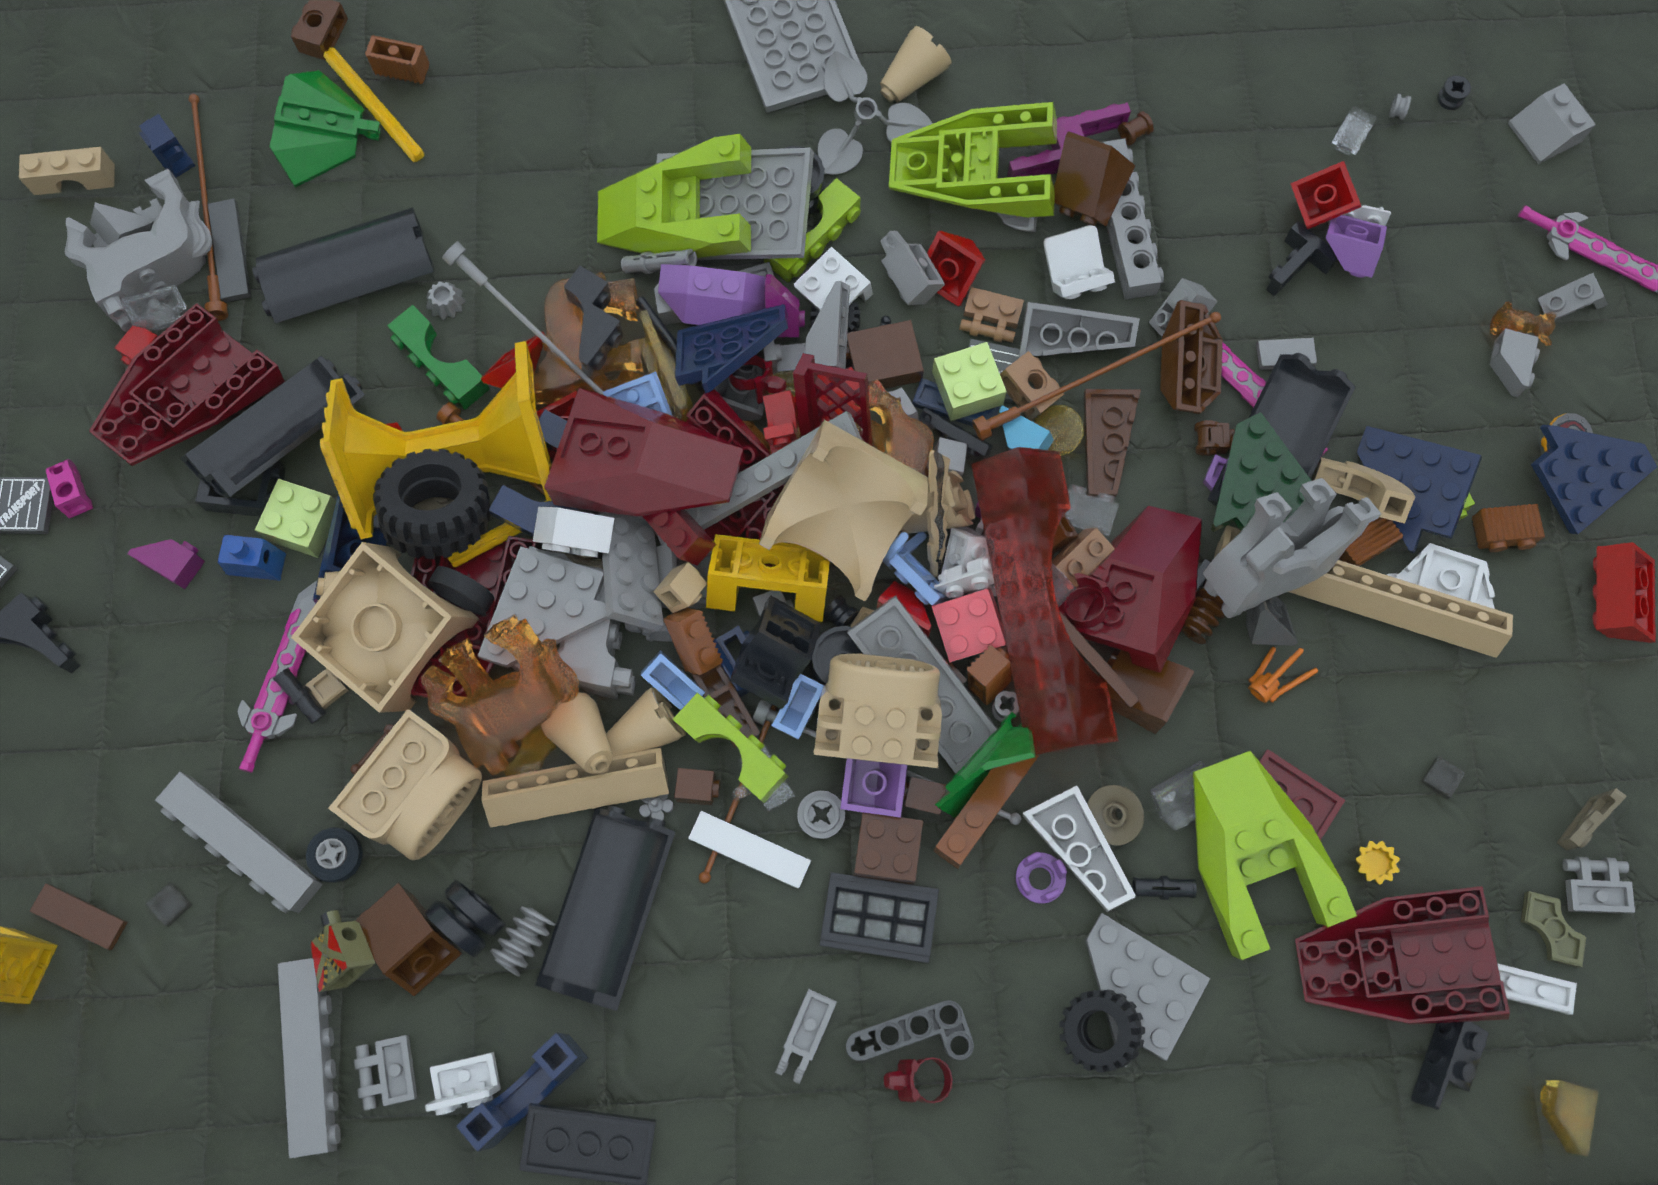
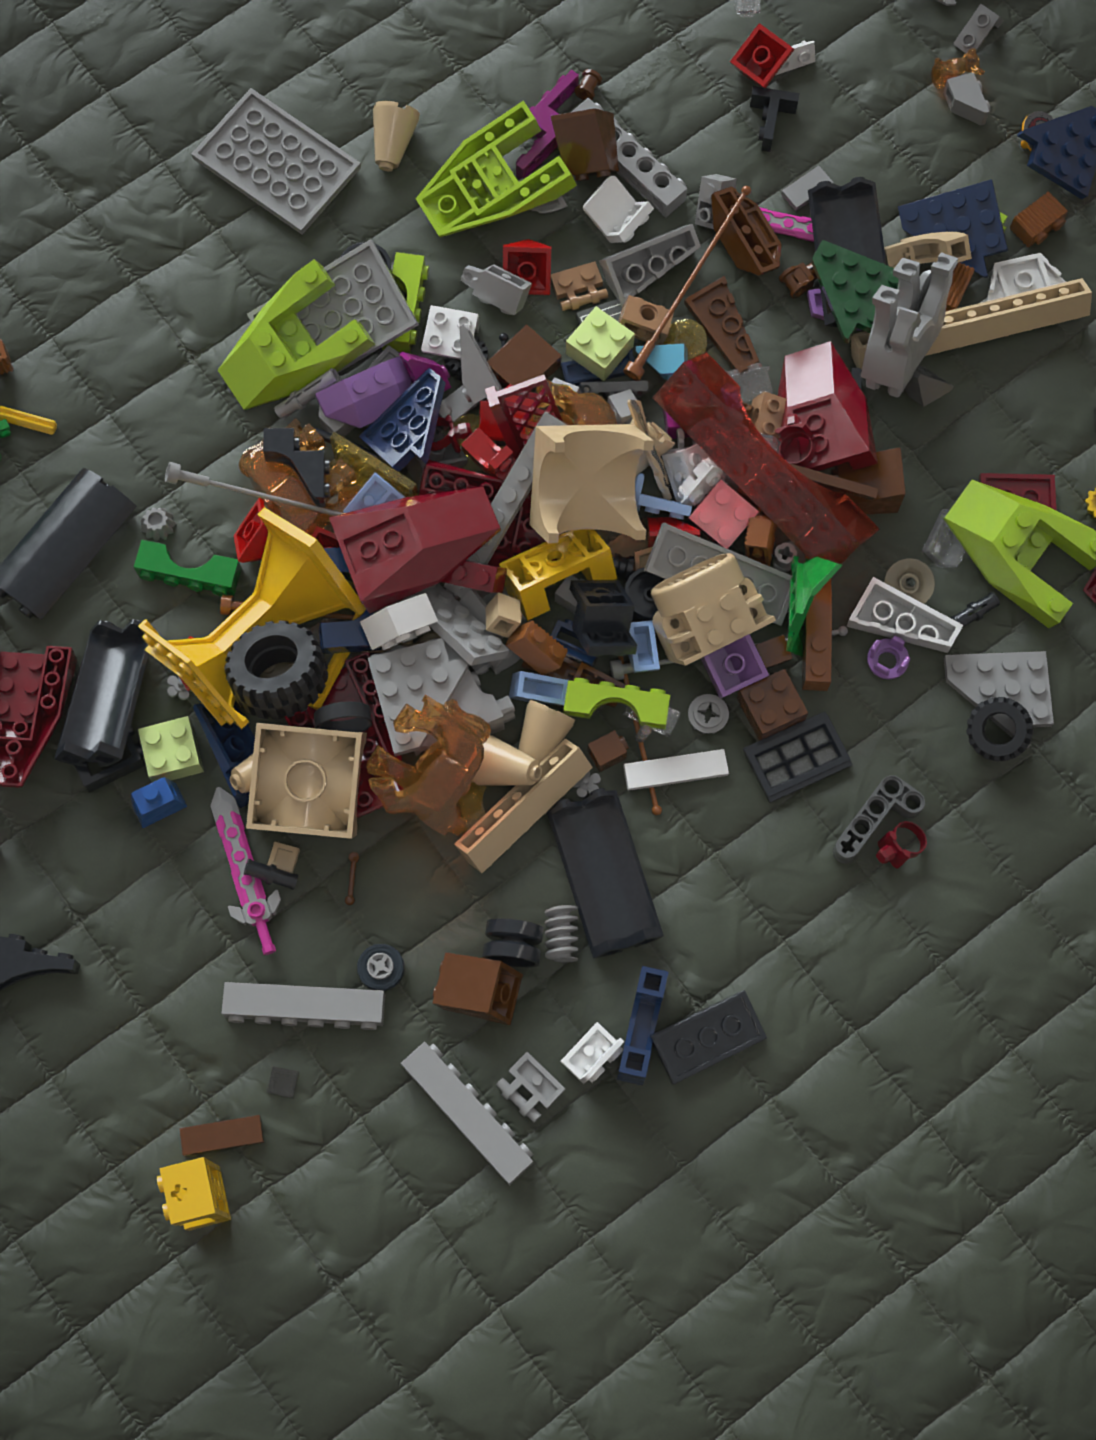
camera: 35 degrees left, 0 degrees up
(170, 560) = (93, 843): magenta slope -> none
(340, 952) = (441, 1024): olive torso -> none
(409, 789) = (409, 879): tan brick -> none
(807, 1032) = (803, 864): light grey hinge -> none
(848, 78) = (349, 172): light grey plant -> none
(1202, 615) = (878, 407): reddish brown piece -> none
(1265, 686) = (950, 432): orange plant -> none
(1356, 244) = (807, 78): medium lavender slope -> none

